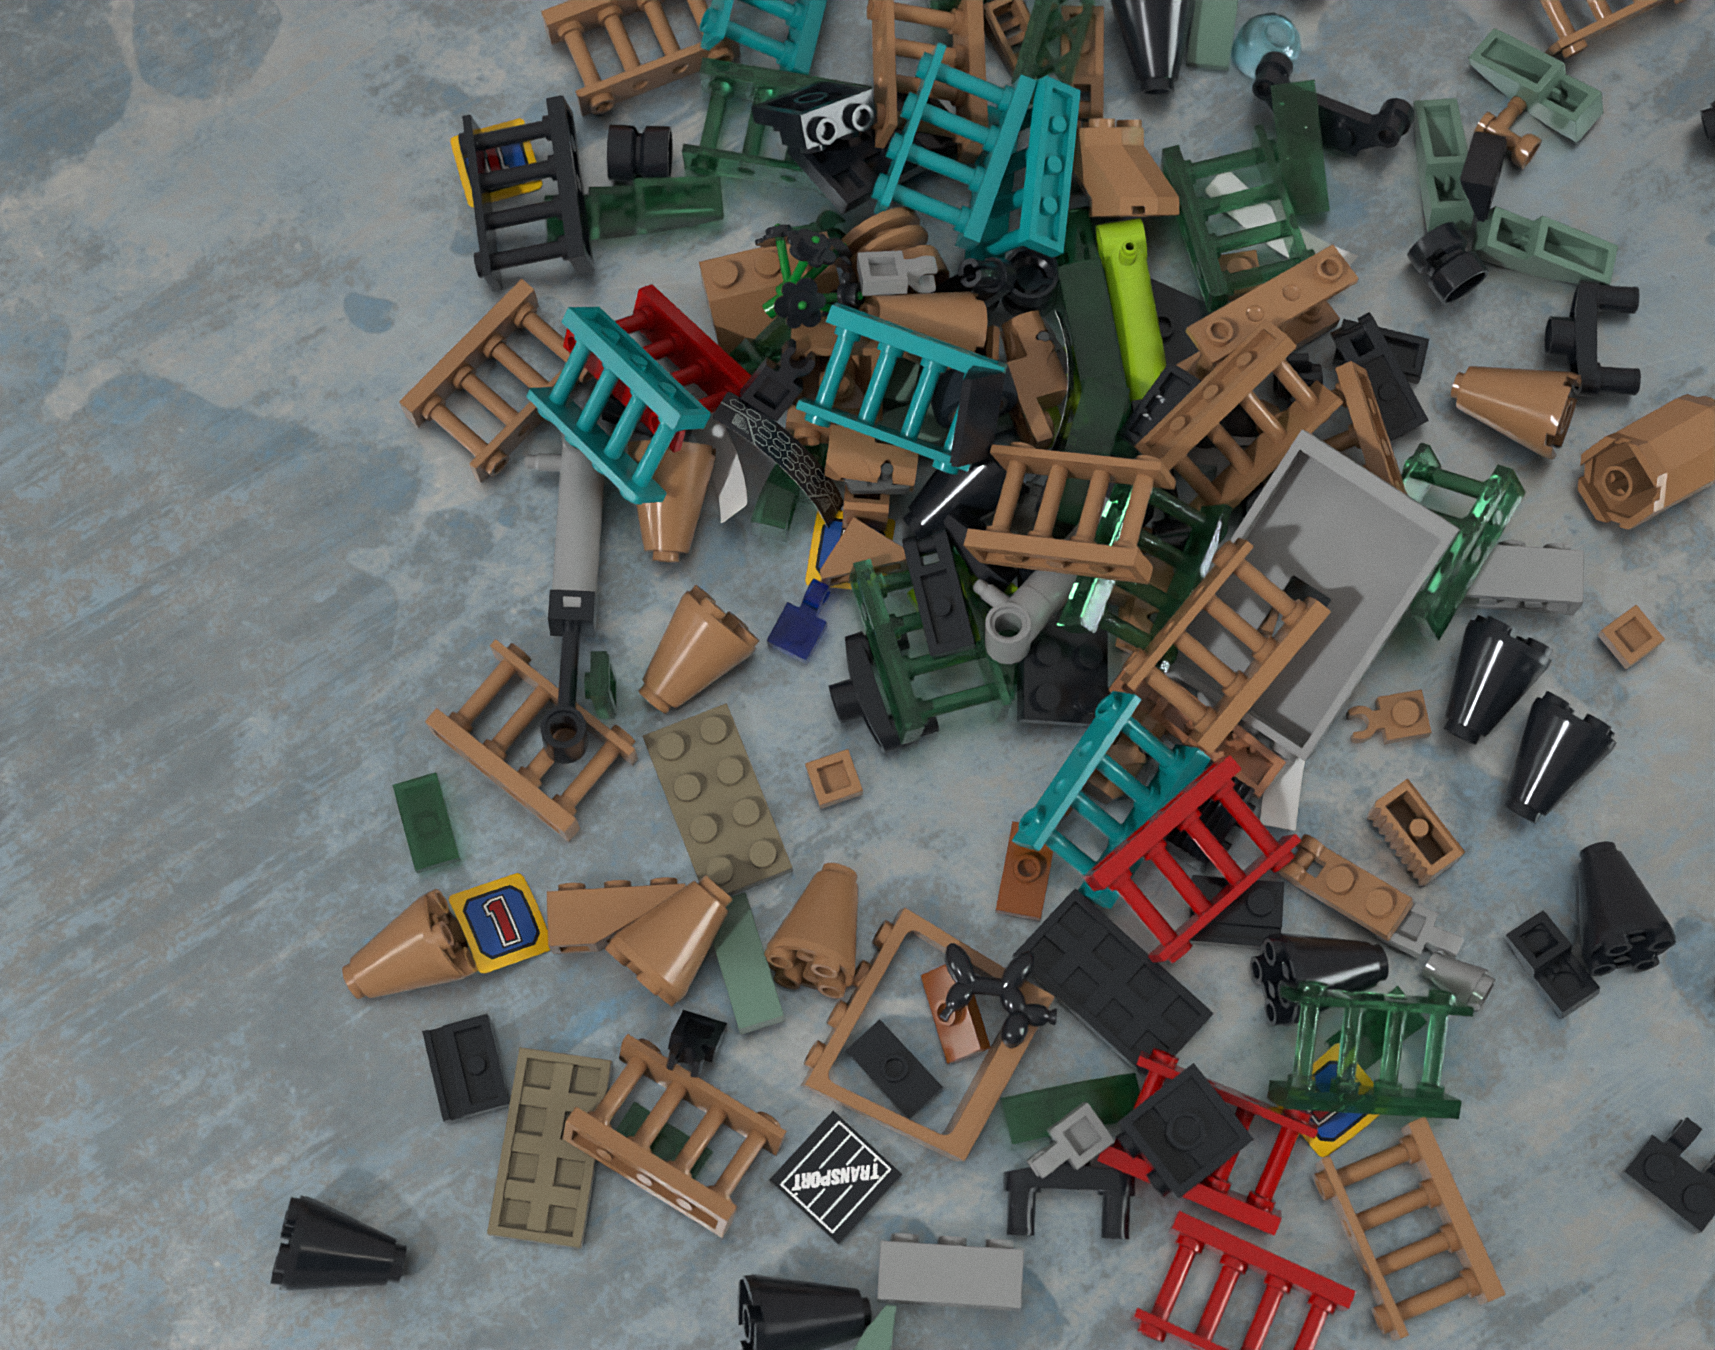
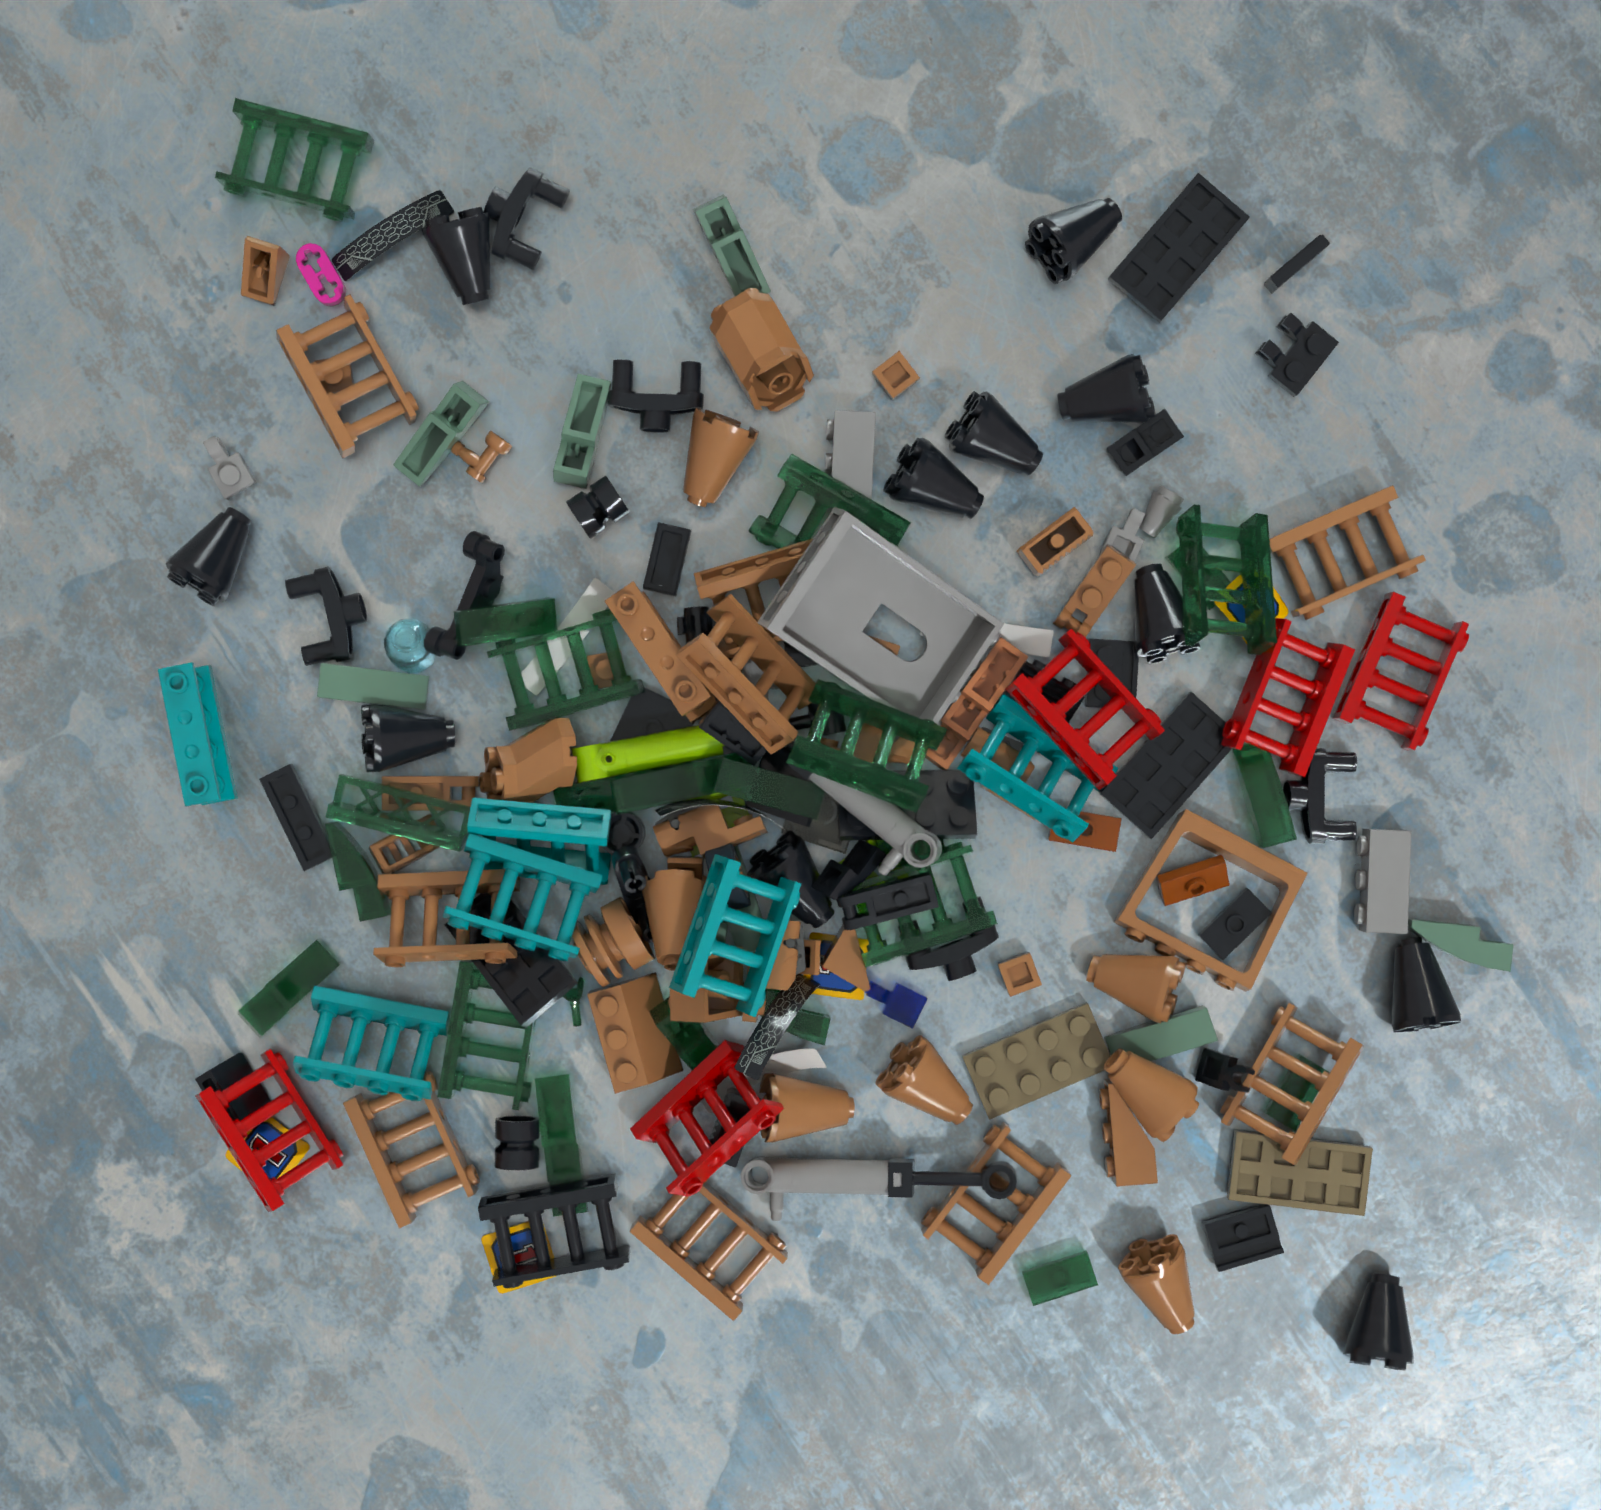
camera: 95 degrees left, 15 degrees up
(501, 922) = (1133, 1219): sticker -> none
(601, 685) = (957, 1152): clear green plate -> none
(648, 386) = (732, 1137): teal fence -> none
(777, 385) = (729, 1029): black plate -> none
(798, 295) = (630, 1014): black plant -> none
(818, 114) = (497, 1006): black plate -> none
(835, 1177) = (1314, 964): black tile -> none
(891, 274) = (637, 948): light grey plate -> none
(977, 416) = (764, 878): black slope -> none
(1007, 988) = (1183, 844): black piece -> none
(1076, 1138) = (1294, 794): light grey plate -> none
(1081, 553) = (862, 828): medium nougat fence -> none
(1182, 1133) = (1292, 717): black plate -> none
(1239, 687) = (958, 673): medium nougat fence -> none
(1392, 391) = (705, 553): black plate -> none
(1397, 717) = (960, 551): medium nougat plate -> none
(1440, 161) = (511, 508): sand green slope -> none
(1483, 171) = (524, 479): black slope -> none

